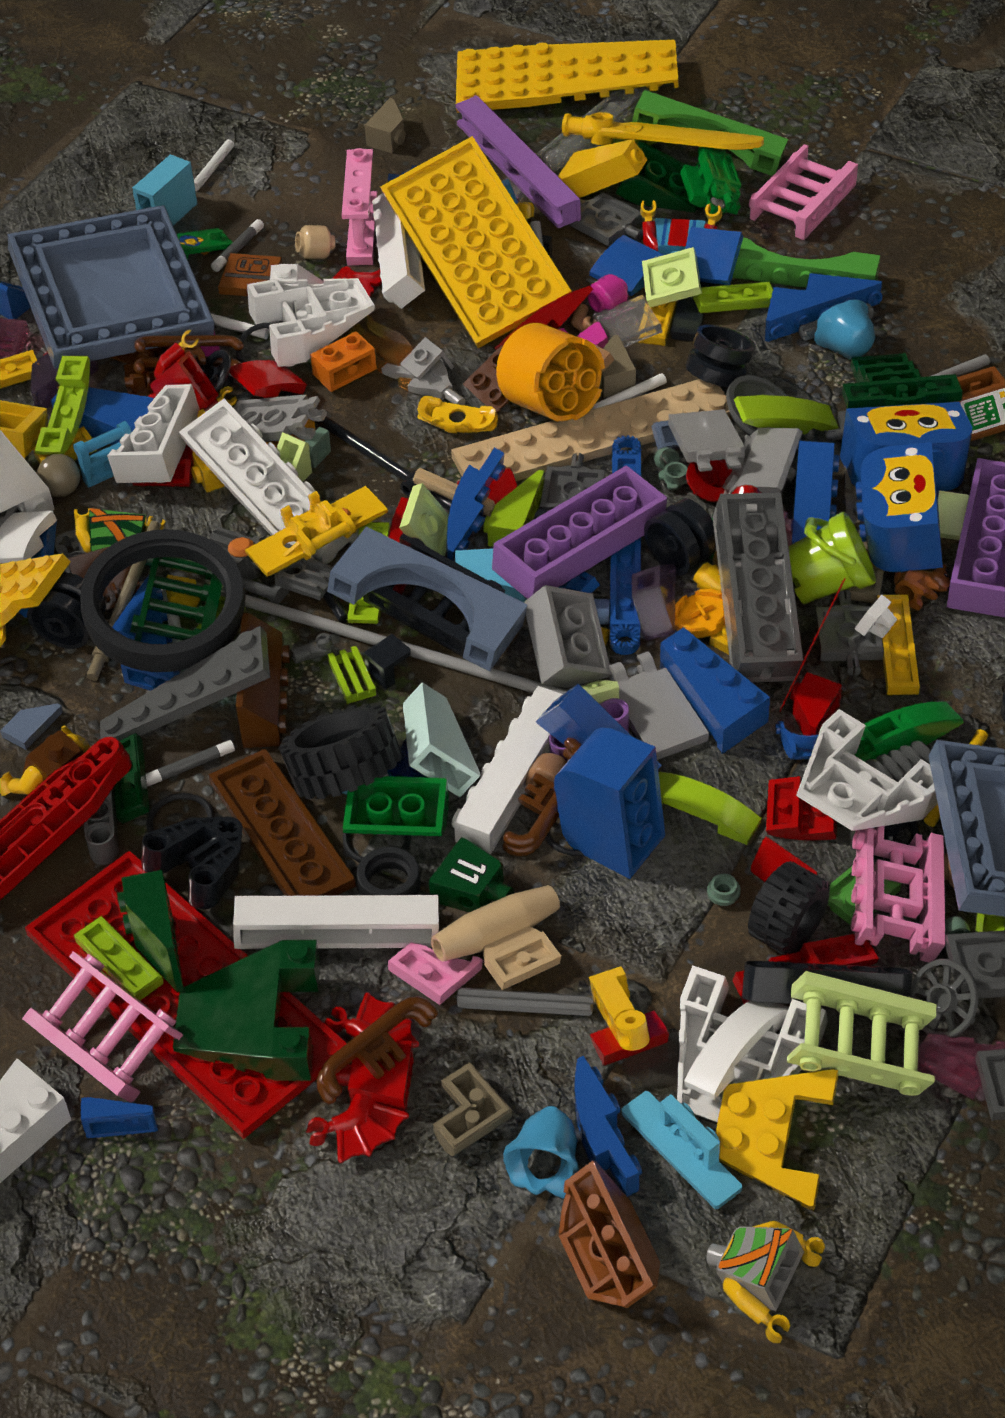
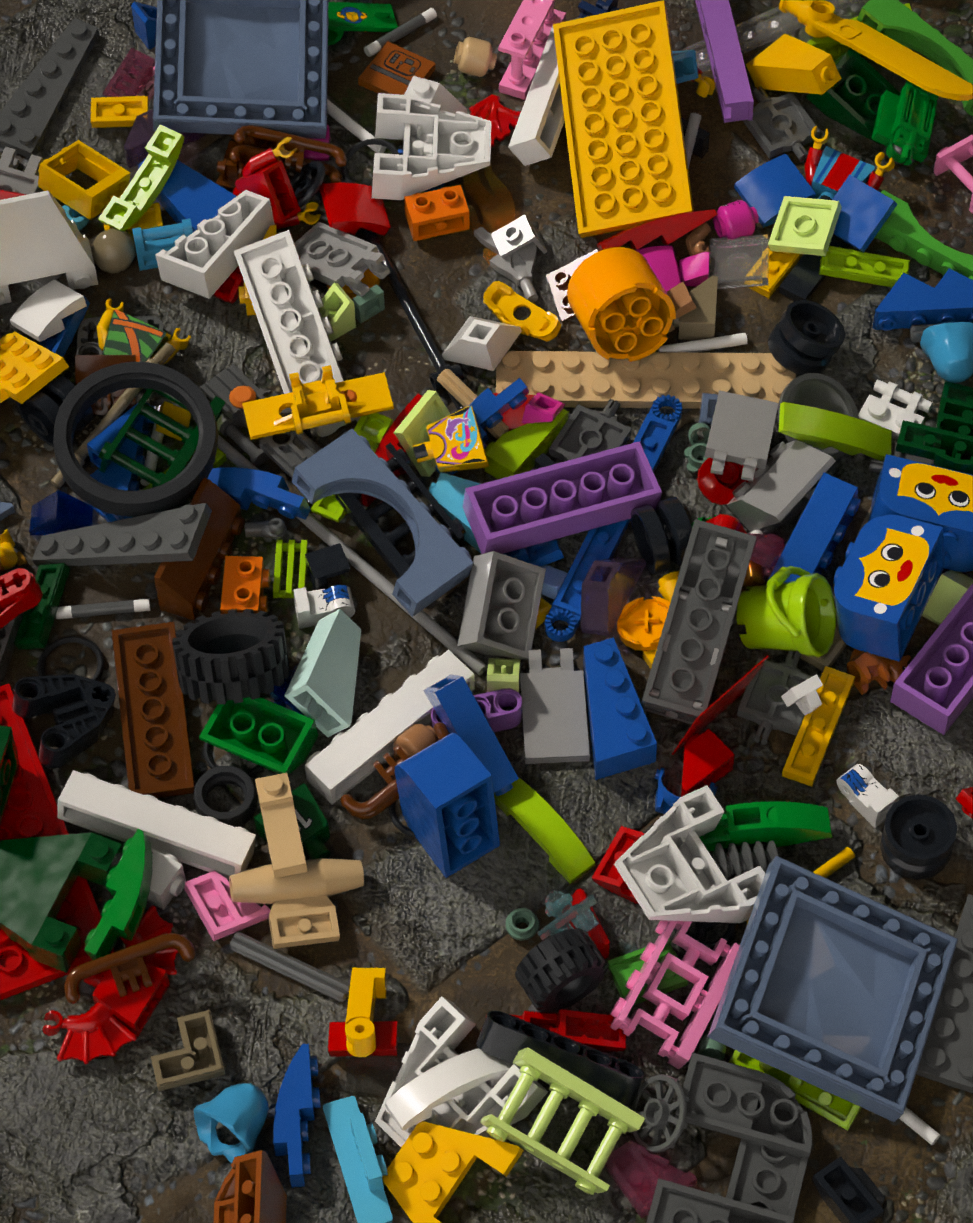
camera: 20 degrees right, 10 degrees up
(106, 697) = (59, 513): none -> clear blue slope
(299, 615) = (261, 489): none -> blue slope
(317, 693) = (244, 584): none -> orange brick
(341, 987) = (130, 889): none -> green slope
(361, 968) = (167, 879): none -> white brick
(395, 691) = (317, 604): none -> white leg
(435, 444) = (481, 343): none -> white slope
(460, 518) = (454, 443): none -> torso
(461, 874) = (281, 825): none -> tan slope
(520, 474) = (542, 409): none -> dark pink slope
(757, 857) = (561, 908): none -> clear light blue hips
(827, 395) = (891, 416): none -> white plate
(972, 683) = (866, 794): none -> white leg

